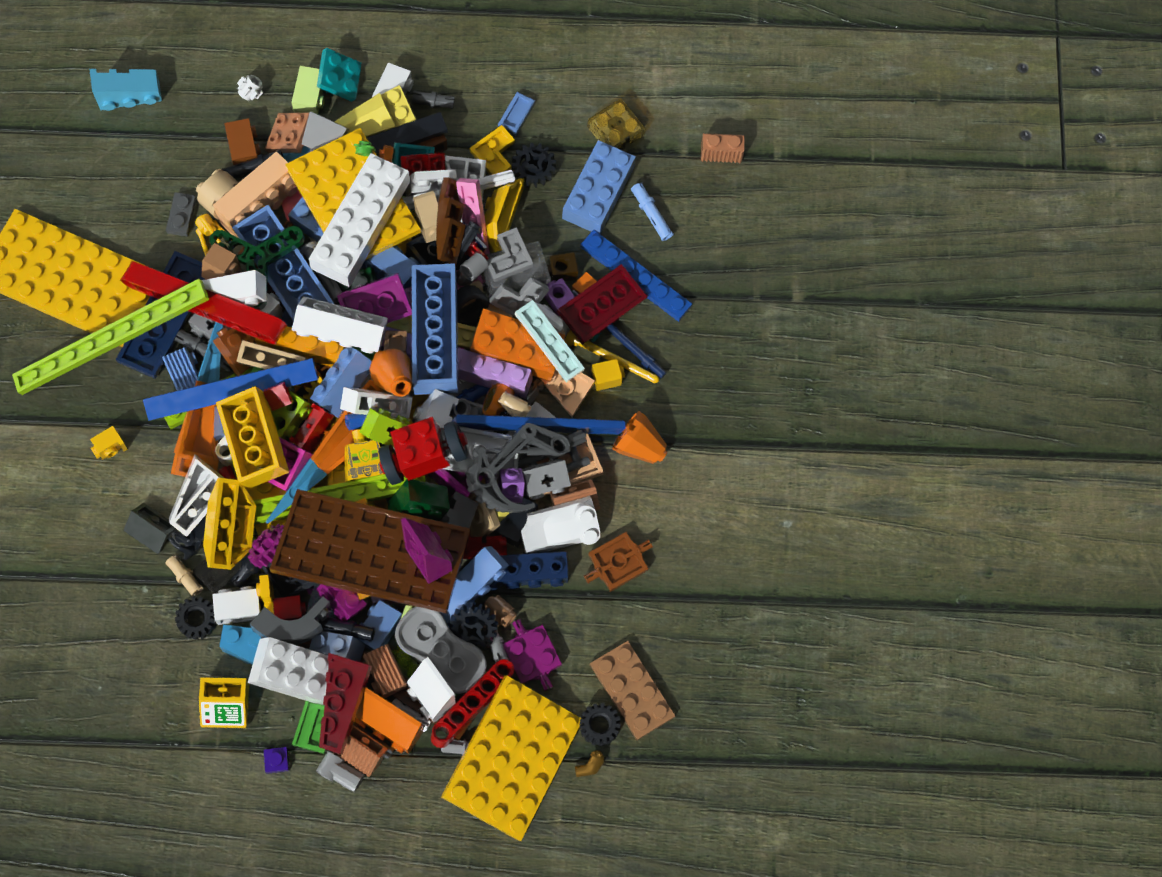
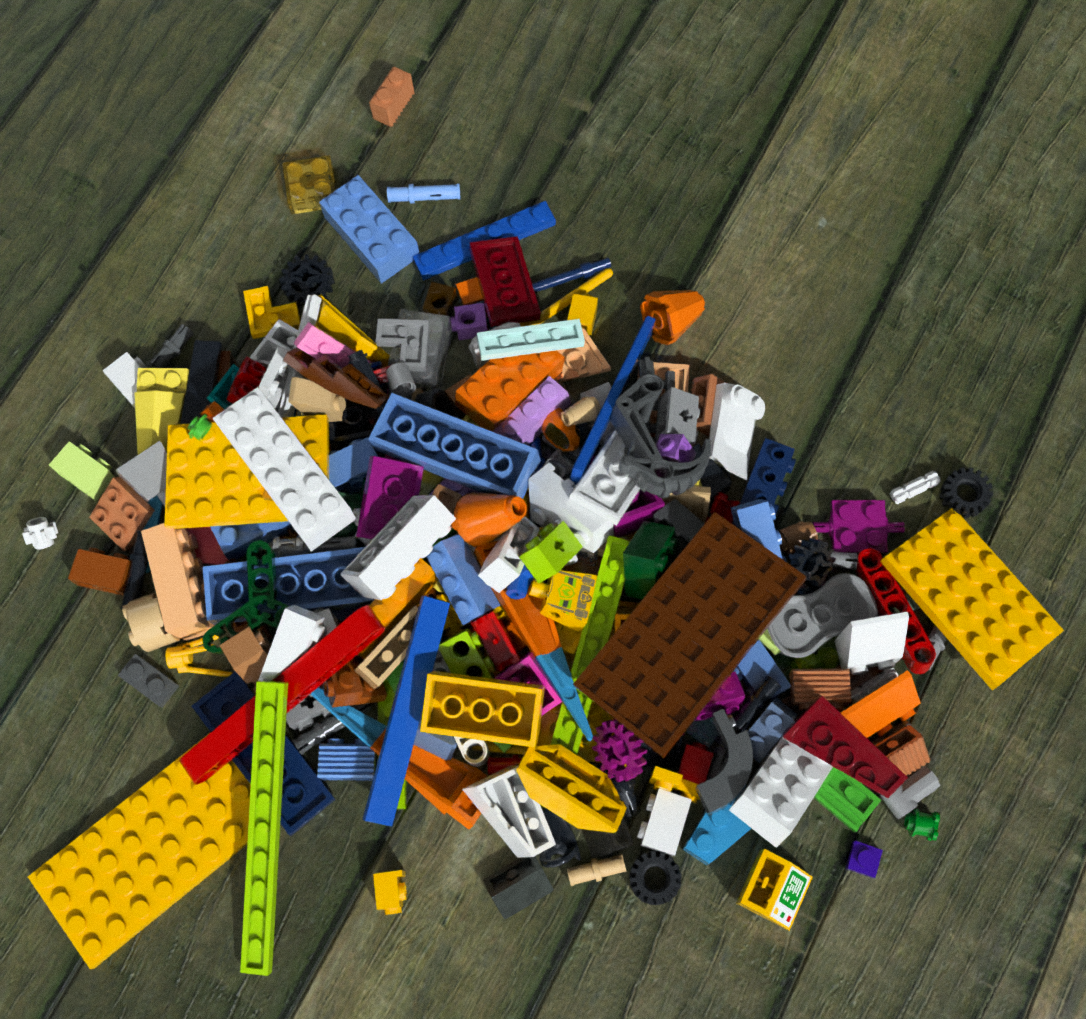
camera: 55 degrees left, 0 degrees up
(278, 396) = (446, 657): red tile -> none
(319, 789) = (922, 824): none -> green brick
(339, 74) = (83, 429): teal plate -> none
(421, 450) = (601, 520): red brick -> none
(426, 550) = (733, 565): magenta slope -> none
(511, 301) = (460, 357): light grey plate -> none
(516, 113) = (236, 273): medium blue tile -> none
(586, 684) = (915, 487): none -> white axle
(592, 766) = (1008, 520): pearl gold arm -> none
(618, 561) = (794, 395): dark orange plate -> none
(632, 690) = (939, 445): medium nougat plate -> none

